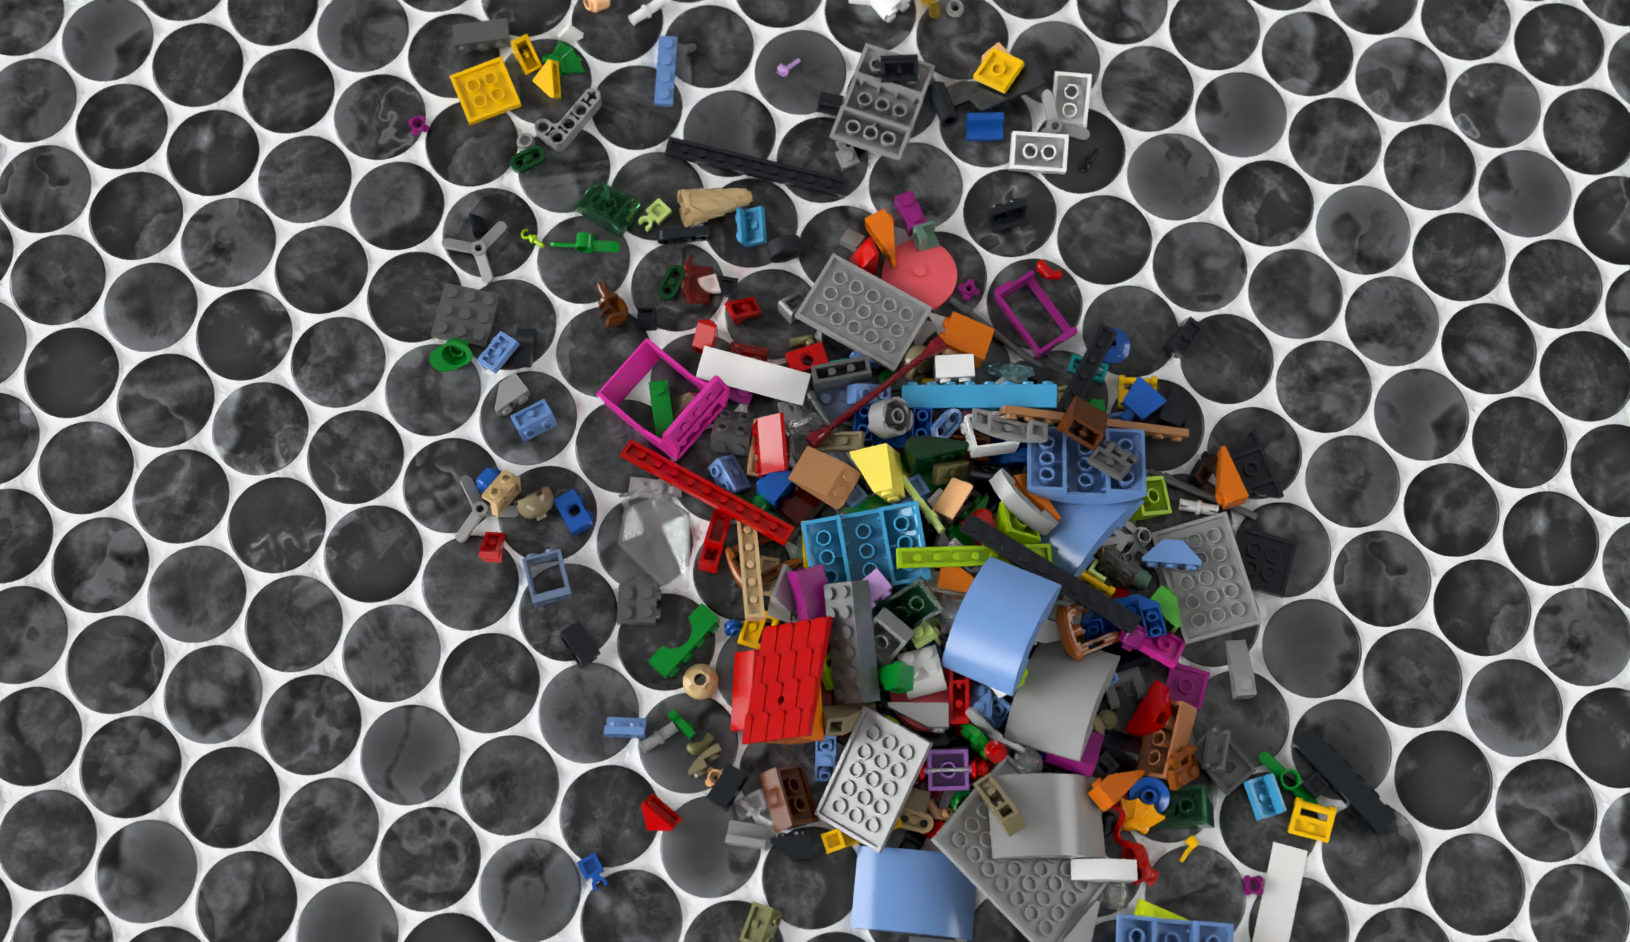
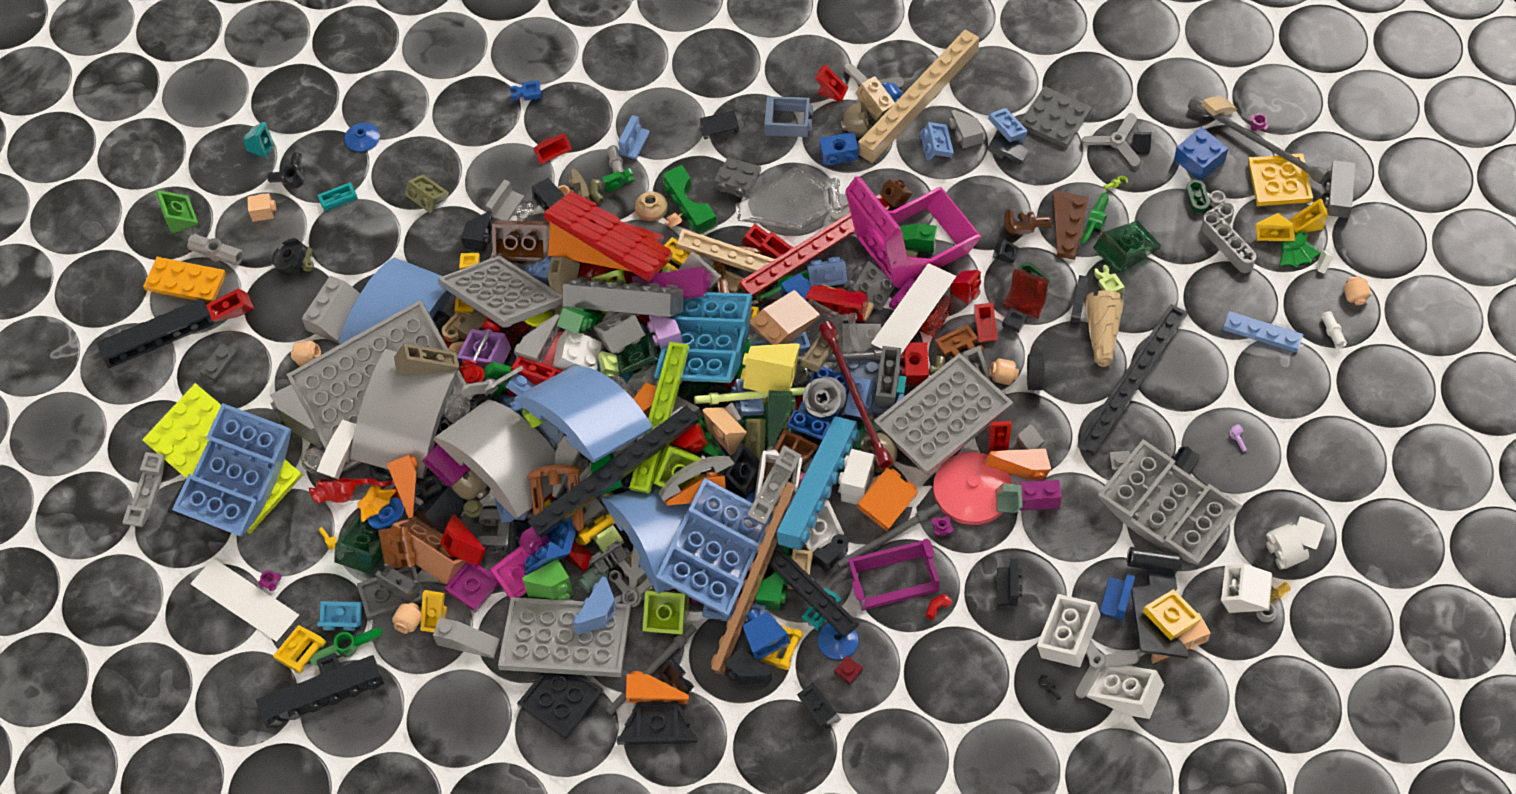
camera: 115 degrees right, 15 degrees down
(413, 161) = (1218, 105): none -> tan slope
(415, 181) = (1316, 173): none -> dark grey hose
(451, 355) = (1019, 95): green piece -> none
(477, 166) = (1200, 153): none -> blue brick
(480, 452) = (918, 96): none -> tan brick
(591, 269) = (1069, 220): none -> reddish brown wing
(614, 437) = (895, 192): none -> reddish brown brick
(709, 283) = (1020, 303): white tile -> none
(714, 648) = (673, 220): none -> light nougat plate
(751, 226) = (1071, 354): dark azure bracket -> none
(768, 332) = (957, 340): none -> dark orange plate
(789, 280) = (1003, 371): none -> light nougat head
(899, 68) = (1200, 521): black hinge -> none
(945, 22) = (1246, 588): none -> white slope
(946, 426) = (802, 445): medium blue plate -> none
(1011, 371) = (837, 522): clear light blue plate -> none
(1084, 423) = (750, 550): reddish brown slope -> none
(1111, 464) = (699, 557): dark grey plate -> none
(1137, 327) = (848, 670): none -> dark red plate
(1198, 507) = (639, 657): white pin -> none
(1227, 710) = (432, 609): none -> yellow slope
(1243, 731) = (407, 618): none -> light nougat head

